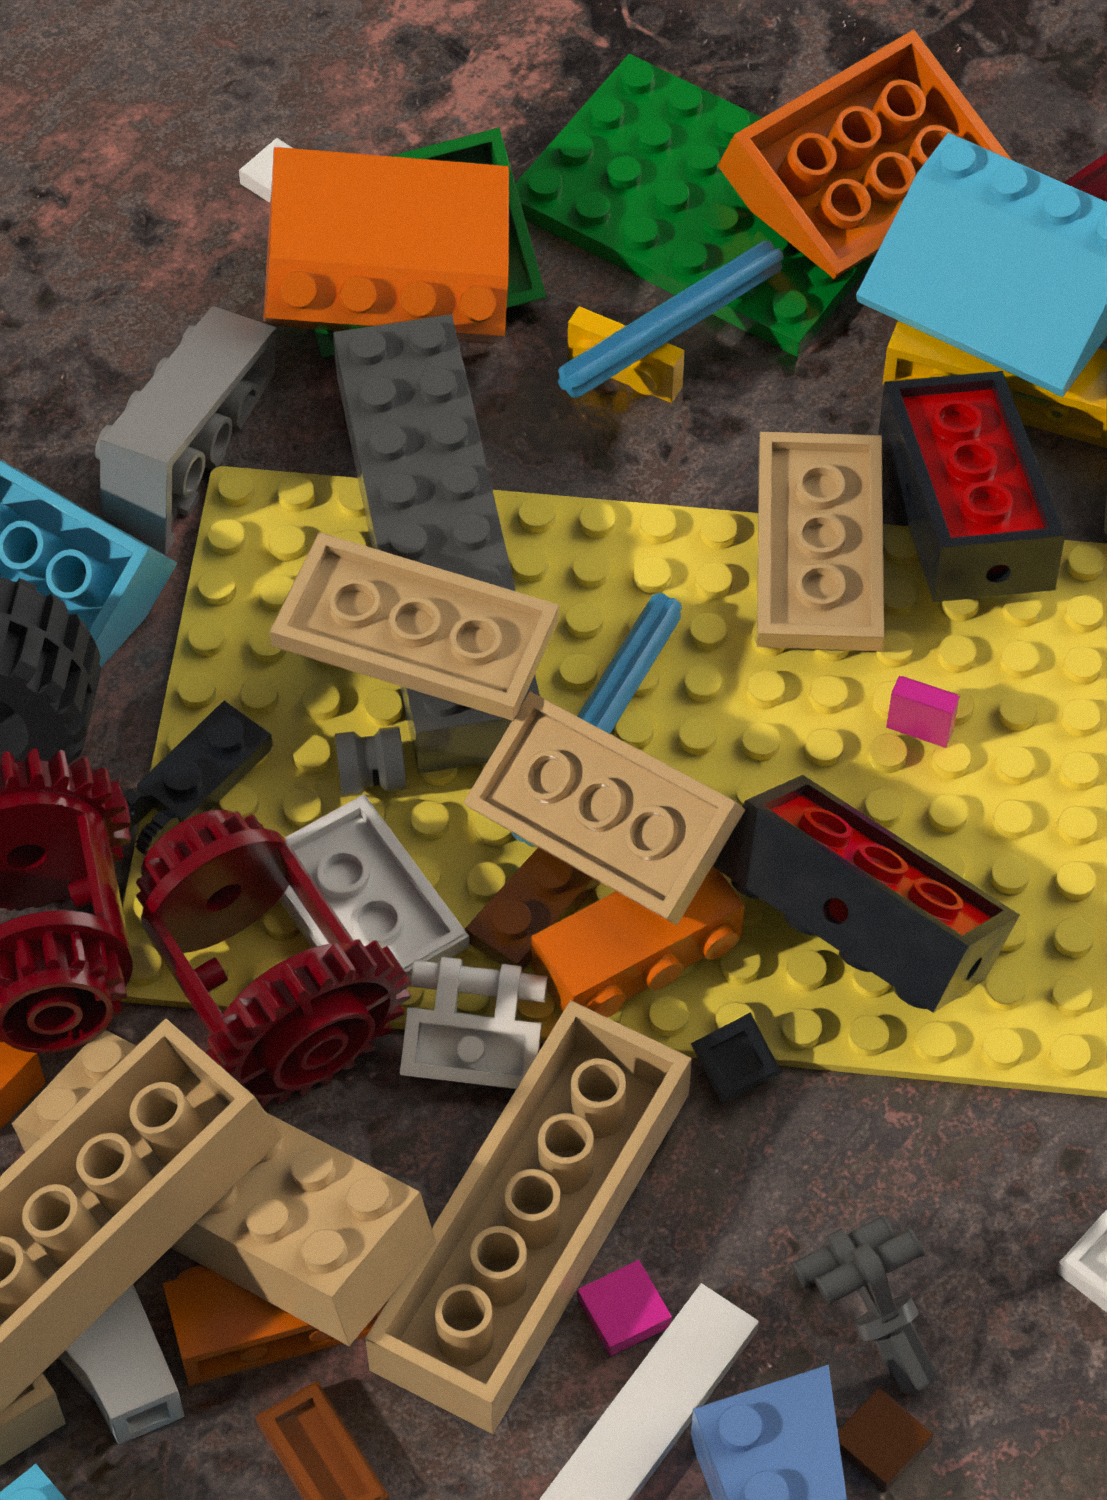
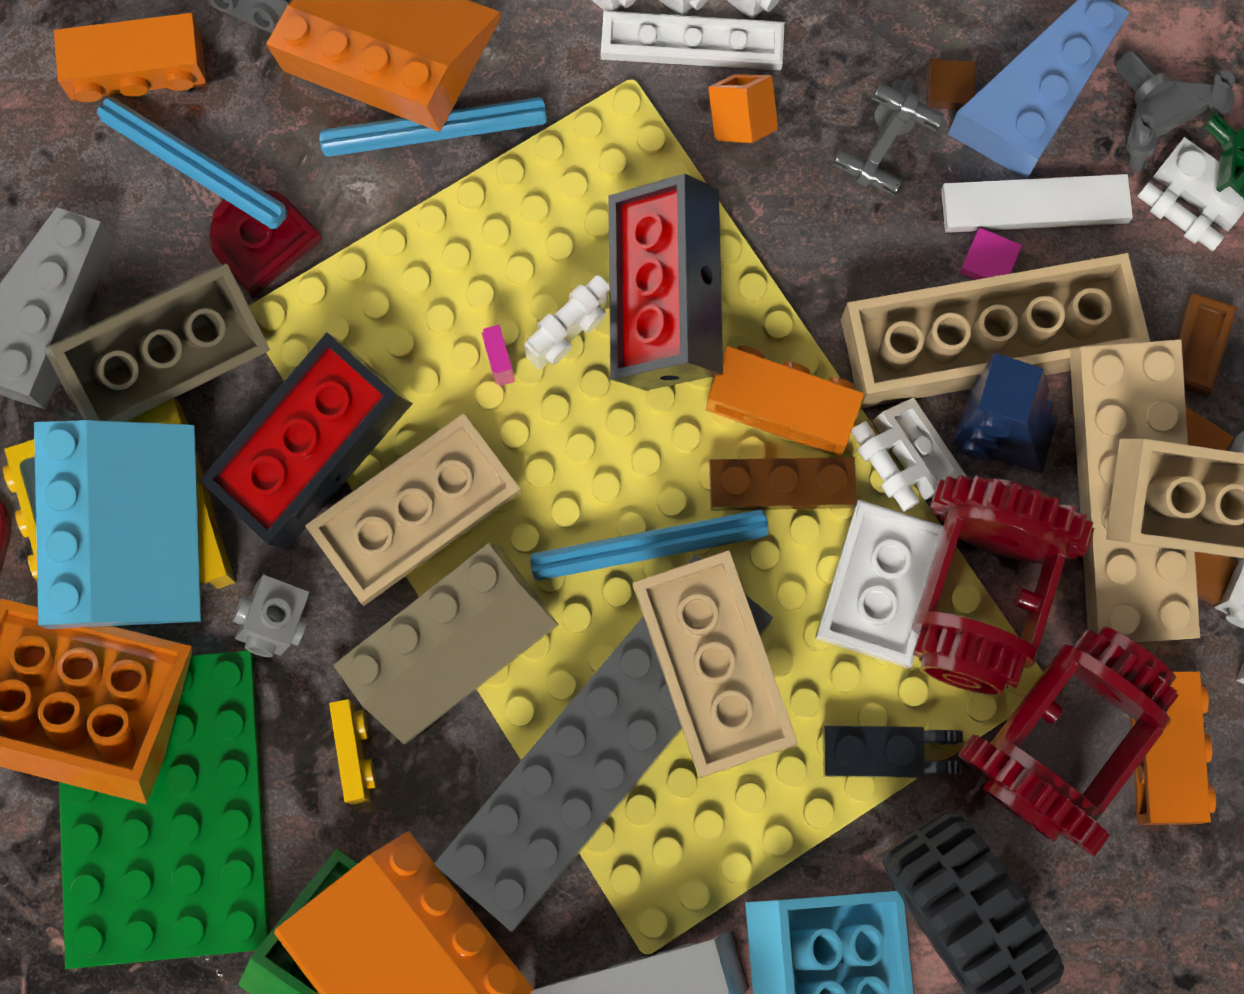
camera: 130 degrees left, 20 degrees up
(370, 761) = (796, 647): dark grey wheel -> none
(424, 1110) = (1007, 415): none -> dark blue wedge
(604, 807) = (741, 458): tan plate -> none
(656, 481) = (446, 643): none -> dark tan slope
(669, 319) = (314, 725): dark azure axle -> none
(736, 1058) = (803, 305): black tile -> none
(814, 365) = (271, 617): none -> light grey brick
(898, 771) = (555, 332): none -> white plate
(1032, 1173) = (743, 108): none -> orange panel

